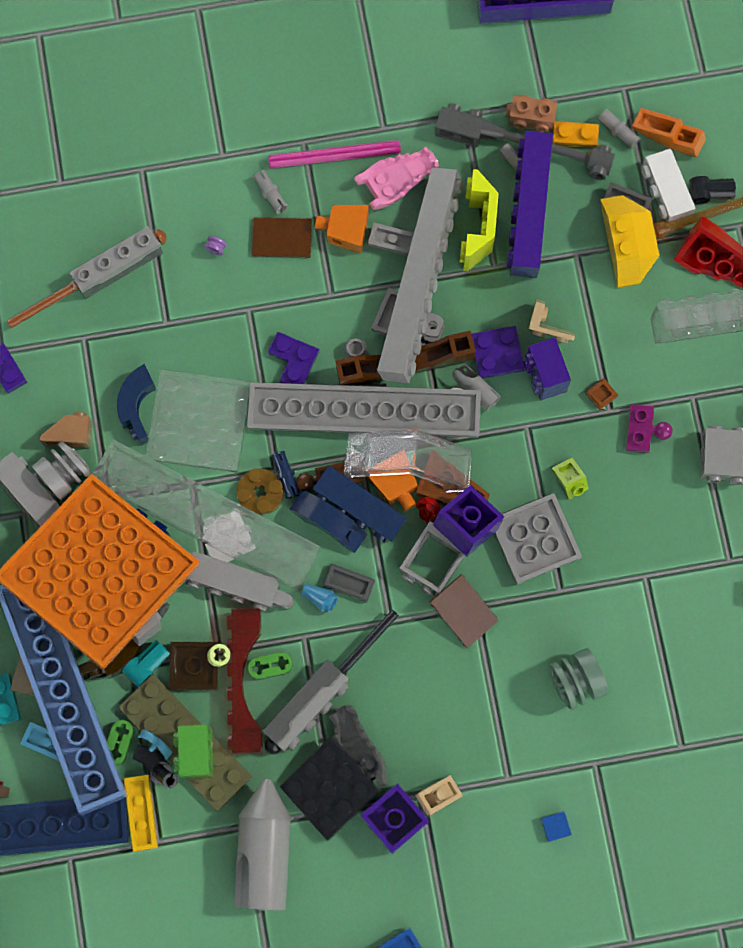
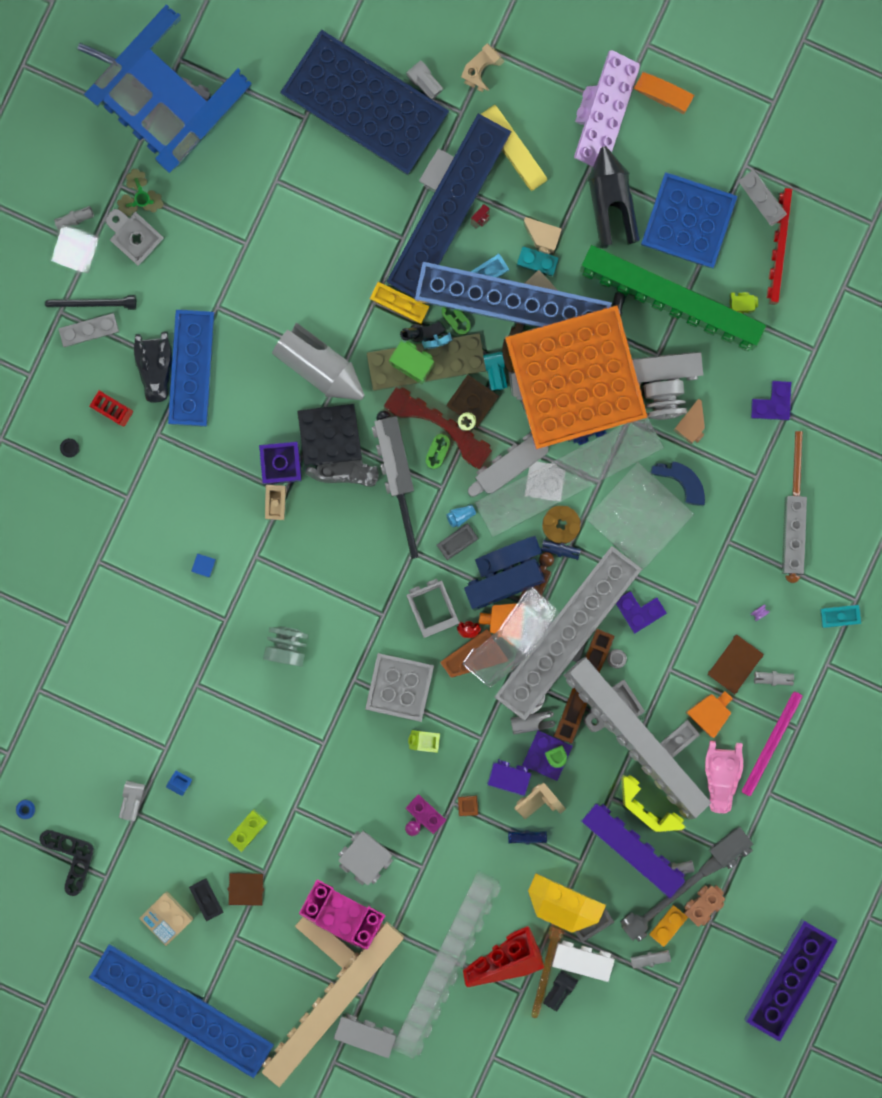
camera: 125 degrees right, 10 degrees up
(166, 170) = (840, 616): none -> teal plate
(464, 611) = (384, 604): reddish brown piece -> none
(468, 520) = (440, 647): dark purple brick -> none
(493, 339) = (556, 757): none -> bright green tile
(590, 317) = (527, 837): none -> clear blue pin
(669, 132) = (623, 993): orange slope -> none

